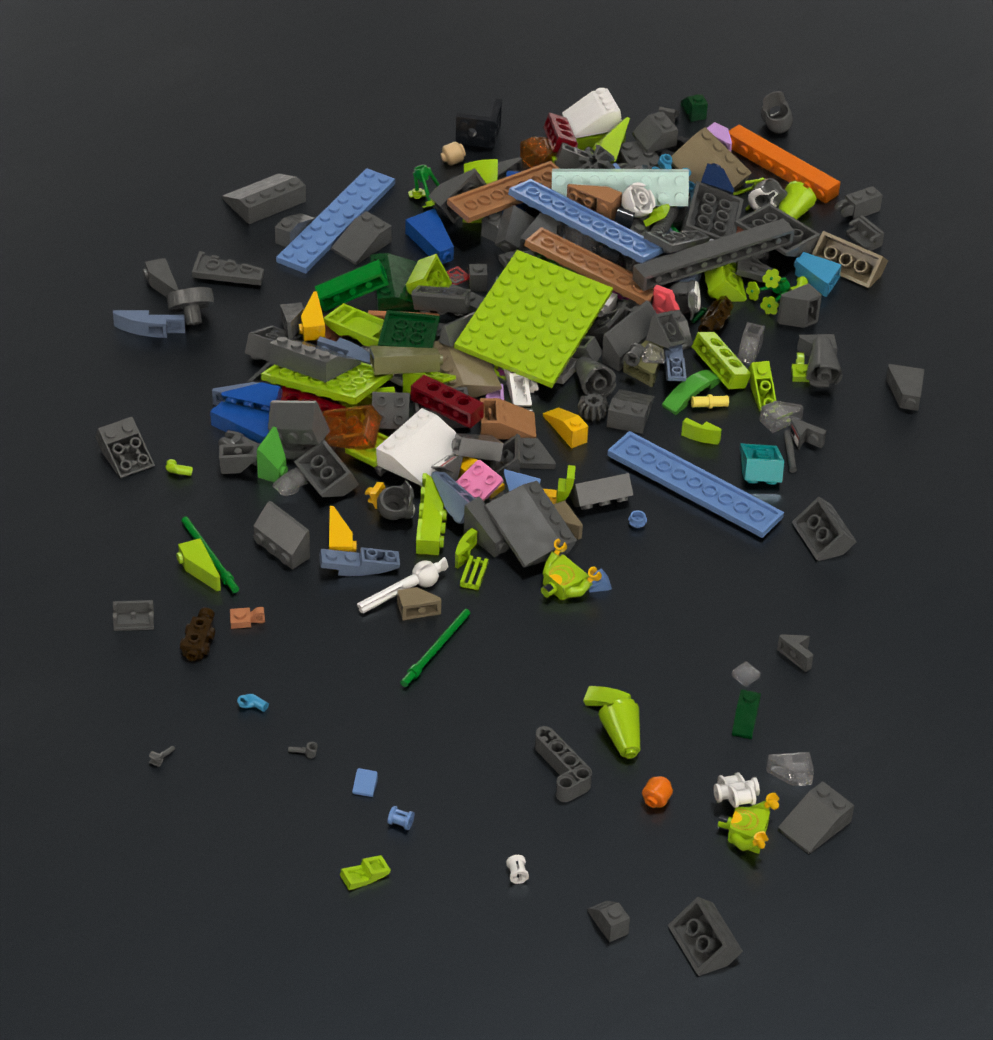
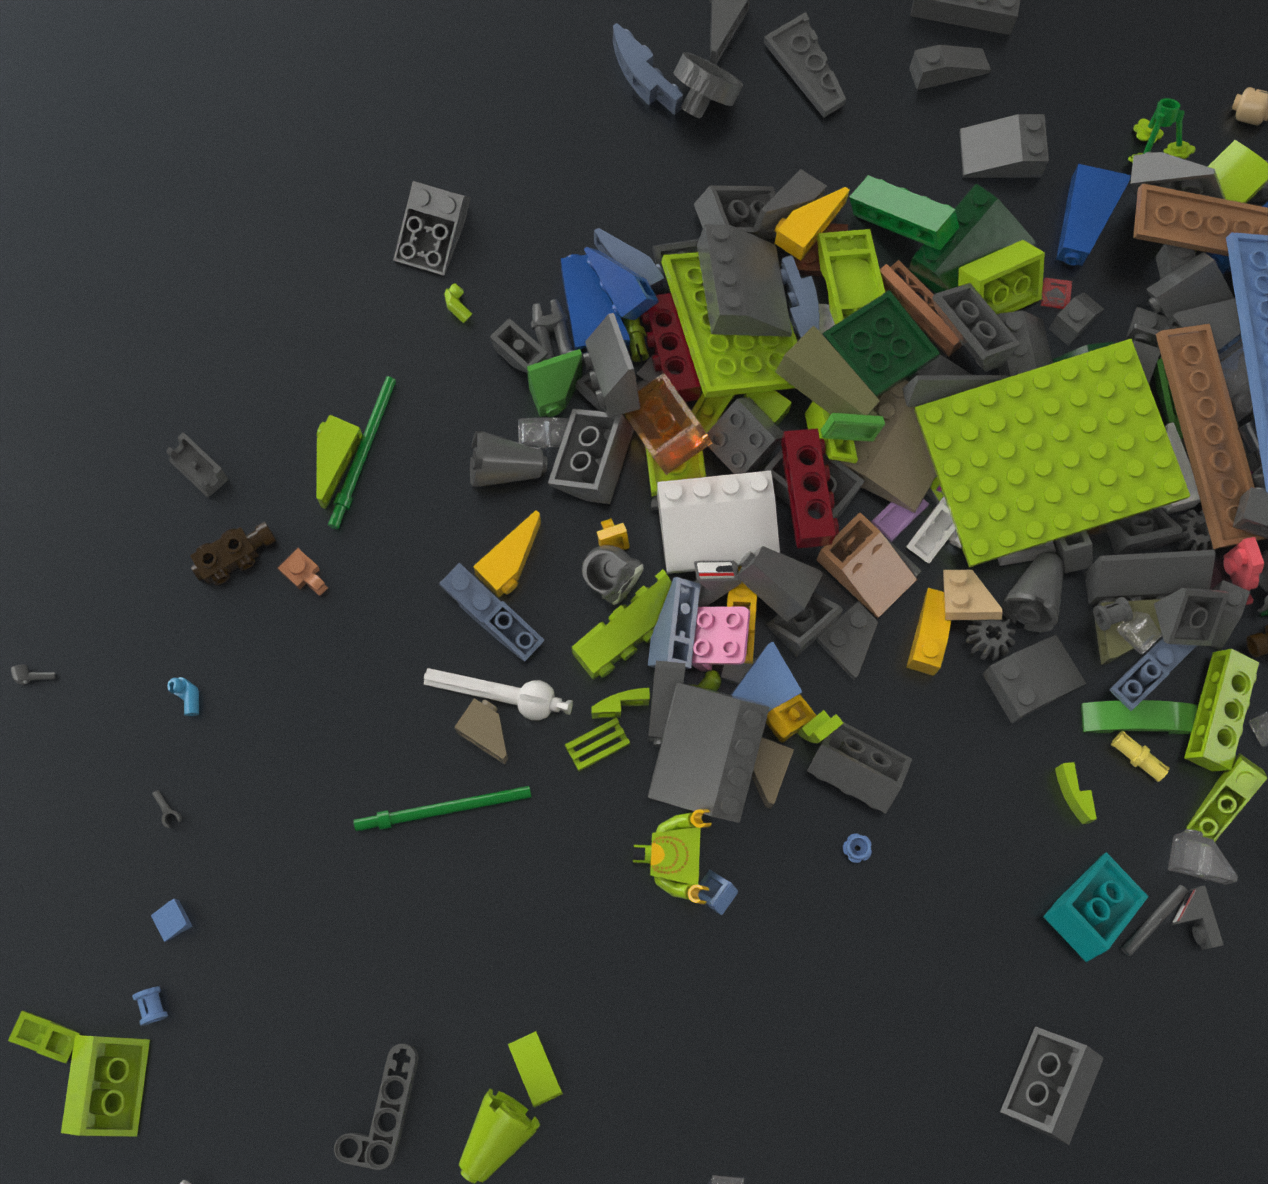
camera: 45 degrees right, 30 degrees up
(282, 536) = (443, 504): dark grey slope -> none
(289, 499) = (503, 460): none -> dark grey cone
(334, 220) = (1011, 91): medium blue plate -> none
(419, 861) = (105, 1086): none -> lime slope
(438, 364) = (852, 427): none -> bright green tile
(565, 399) = (968, 597): none -> tan wing
(695, 484) = (982, 865): medium blue plate -> none

